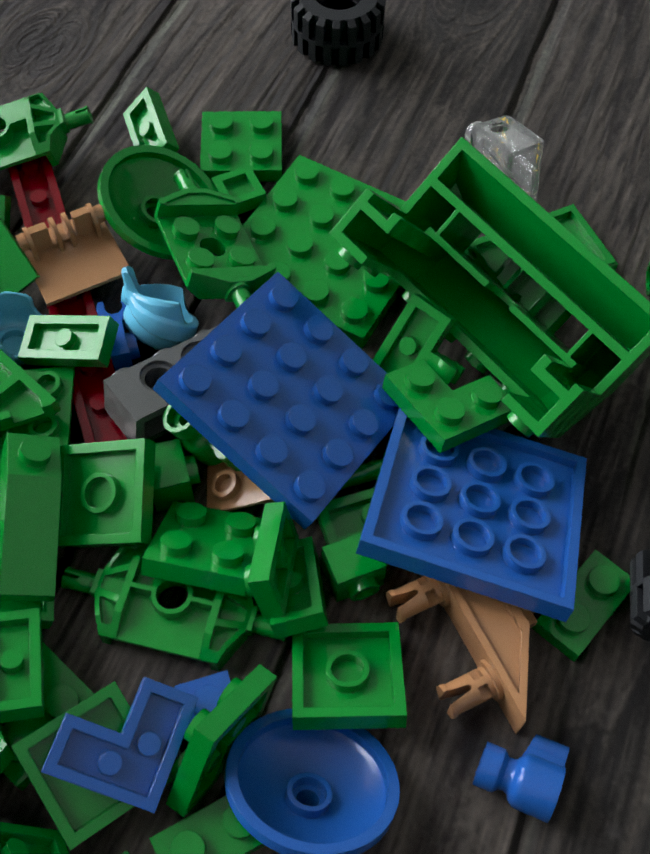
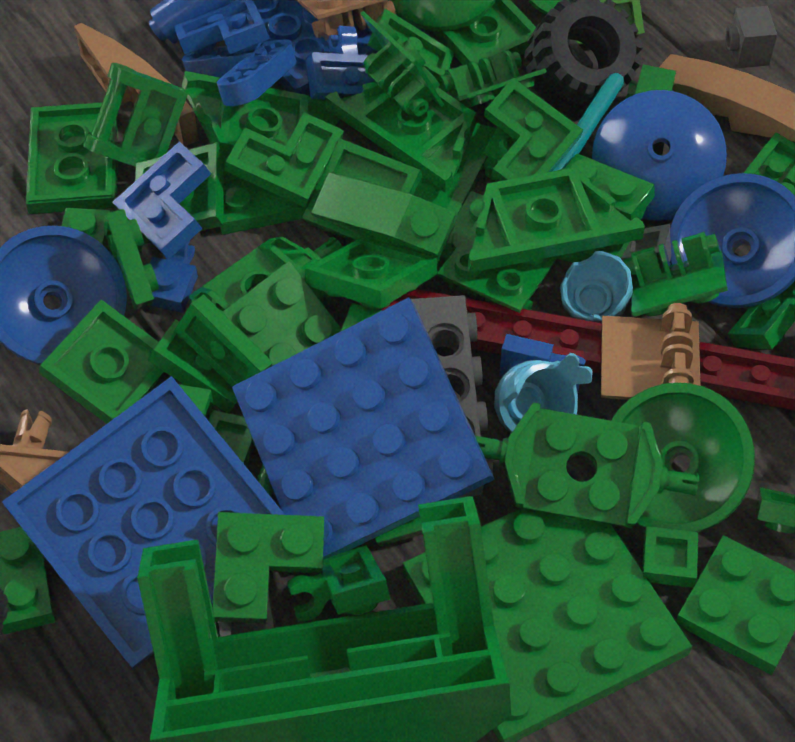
camera: 125 degrees right, 5 degrees down
(68, 340) = (540, 307): plate -> none

